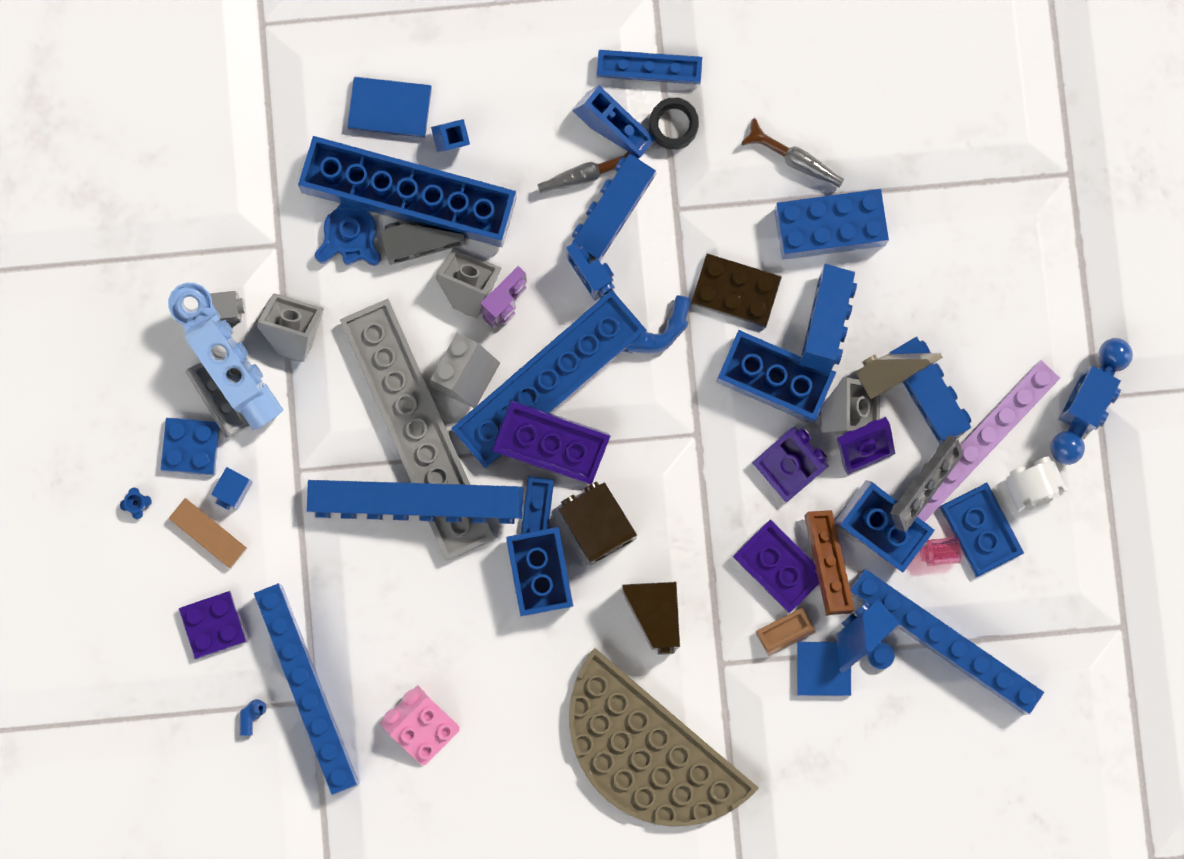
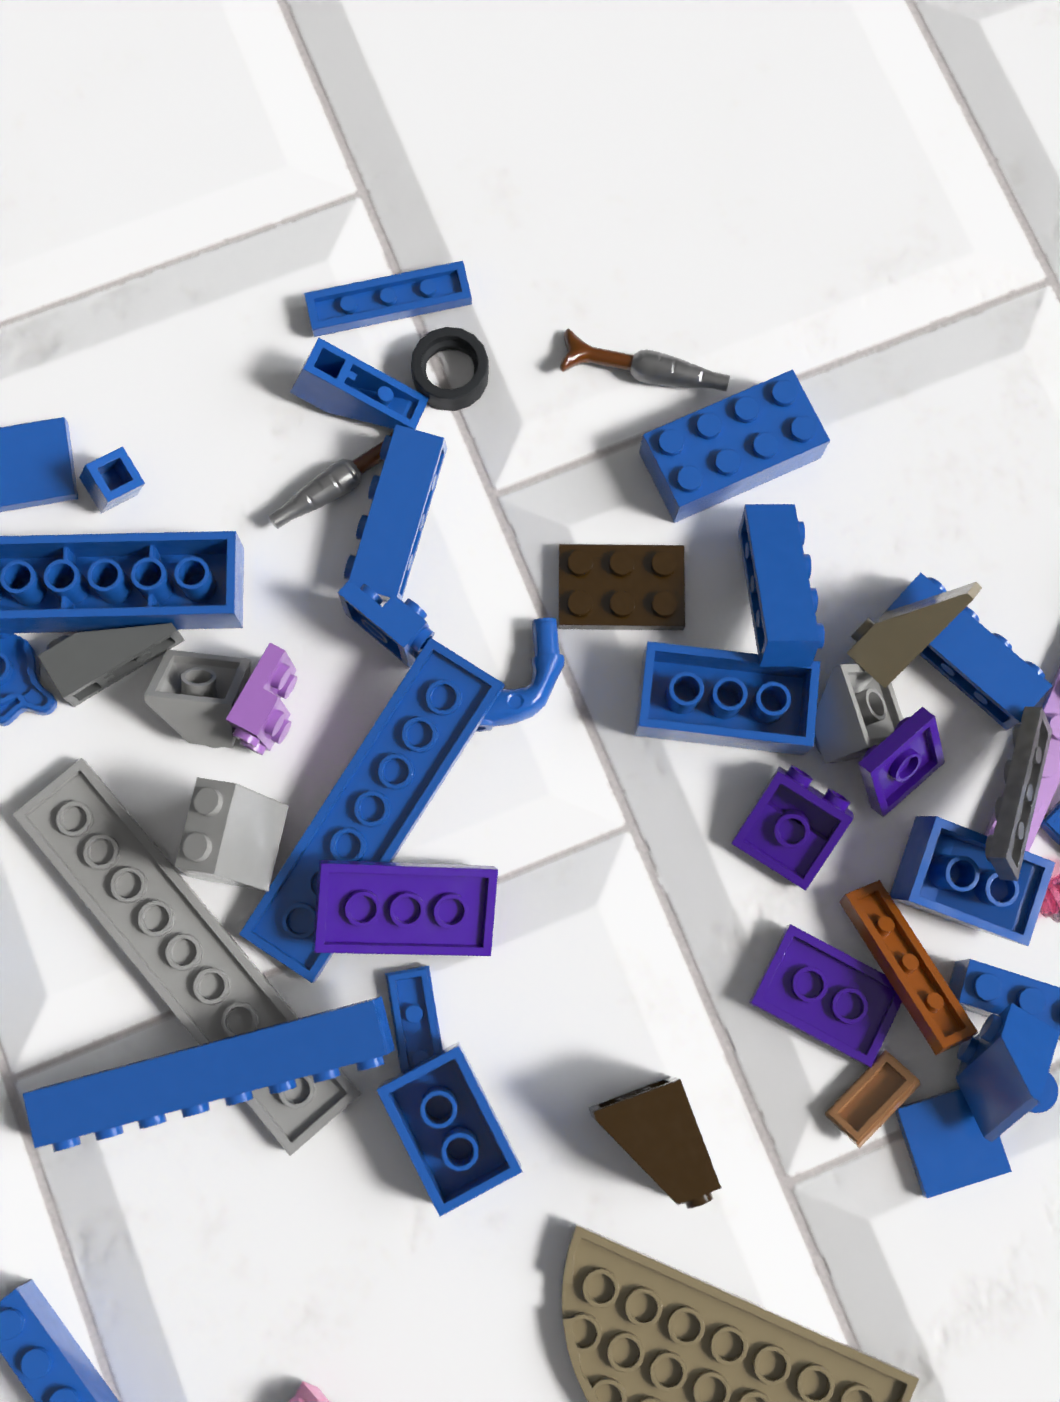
camera: 20 degrees left, 5 degrees down
(597, 522) = (518, 1016): dark brown slope -> none

